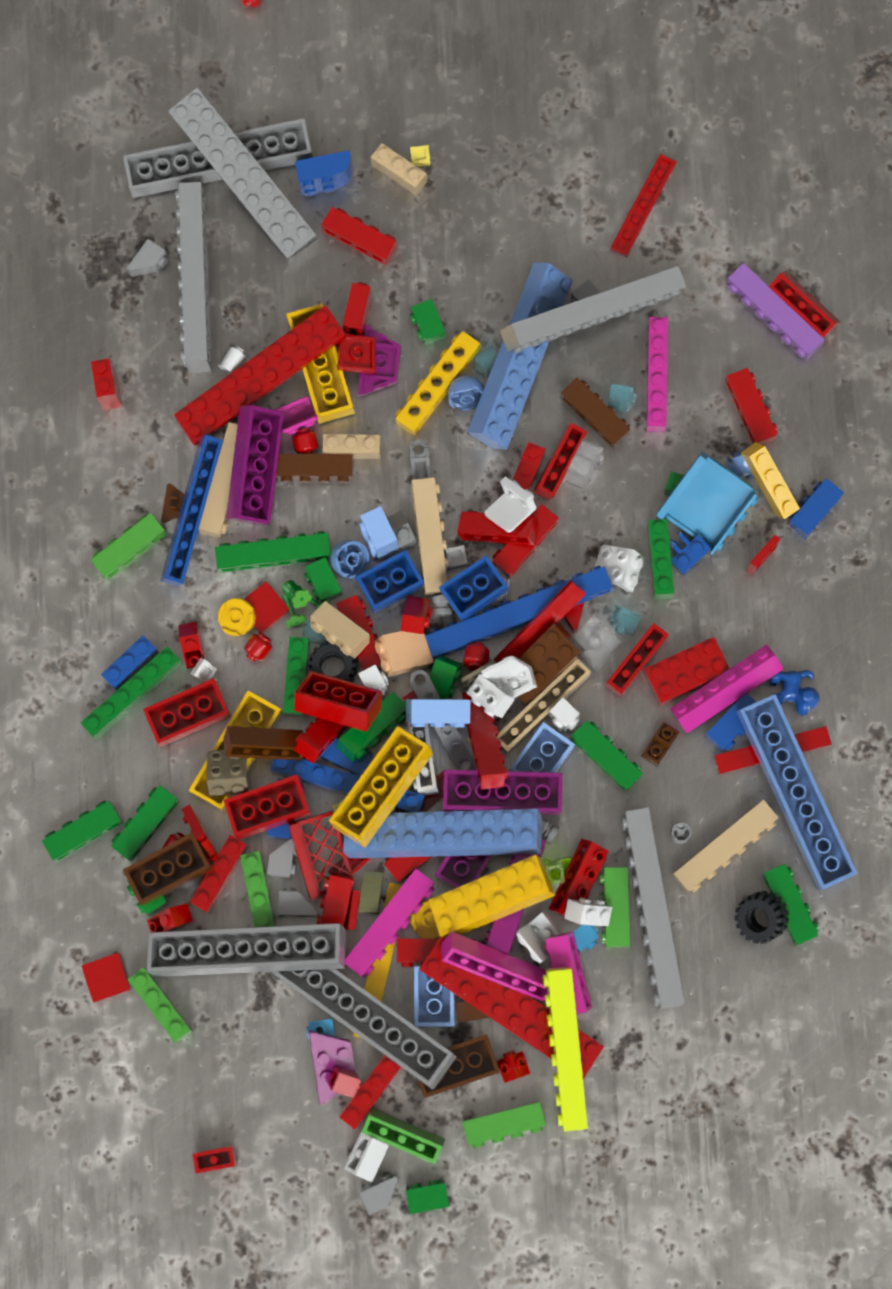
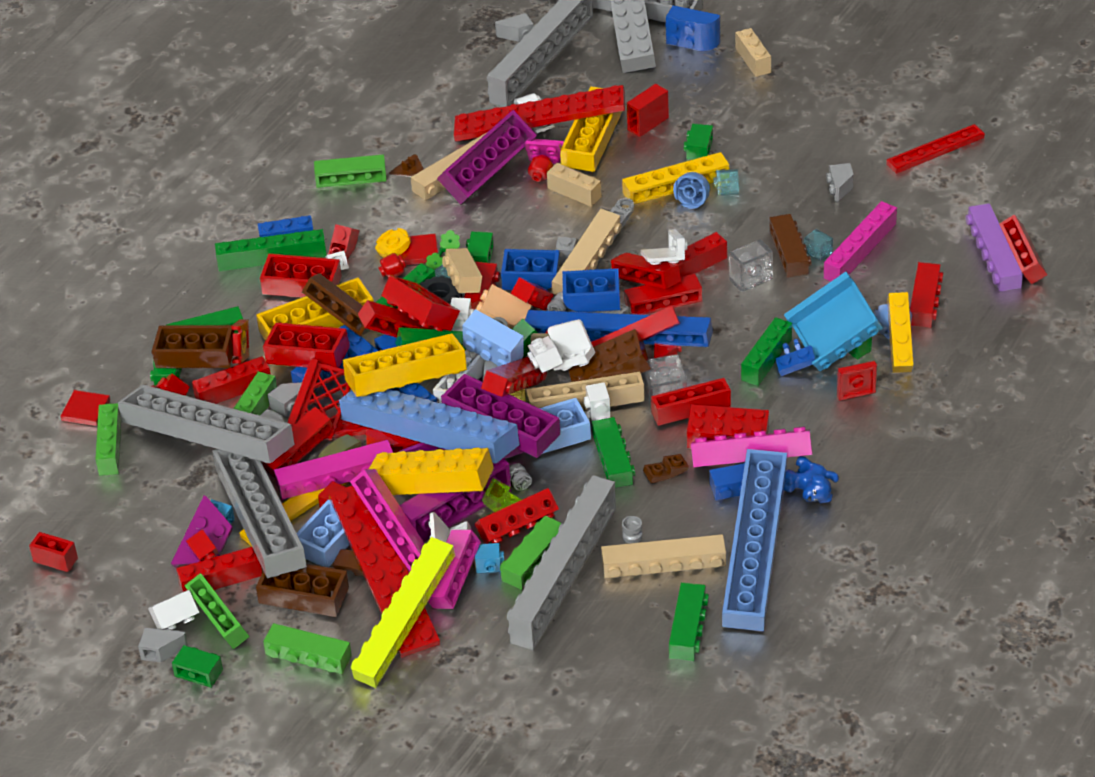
camera: 30 degrees right, 35 degrees down
(82, 831) = (152, 311): green brick -> none
(106, 384) = (419, 72): red brick -> none
(191, 510) = (400, 175): blue brick -> none
(226, 774) = (292, 310): dark tan bracket -> none
(272, 552) = (454, 217): green brick -> none
(315, 468) = (534, 185): reddish brown brick -> none
(349, 558) = (510, 237): medium blue cylinder -> none
(351, 915) = (314, 450): red tile -> none
(356, 354) = (624, 129): red tile -> none
(359, 235) = (689, 76): red brick -> none
(378, 534) = (545, 224): light blue brick -> none
(386, 364) = (638, 150): magenta wing -> none
(420, 156) = (778, 53): light yellow plate -> none
(513, 1066) = (350, 612): red brick -> none
(515, 372) = (753, 182): medium blue brick -> none
(559, 461) = (716, 263): red brick -> none
(588, 912) = (503, 530): white brick -> none
(593, 310) = (835, 166): light grey brick -> none
(621, 565) = (731, 344): white bracket -> none
(625, 621) = (702, 373): clear light blue brick -> none
(746, 756) = (788, 521): red tile -> none
(749, 924) = (652, 609): black tyre -> none
(815, 508) = (929, 378): blue brick -> none

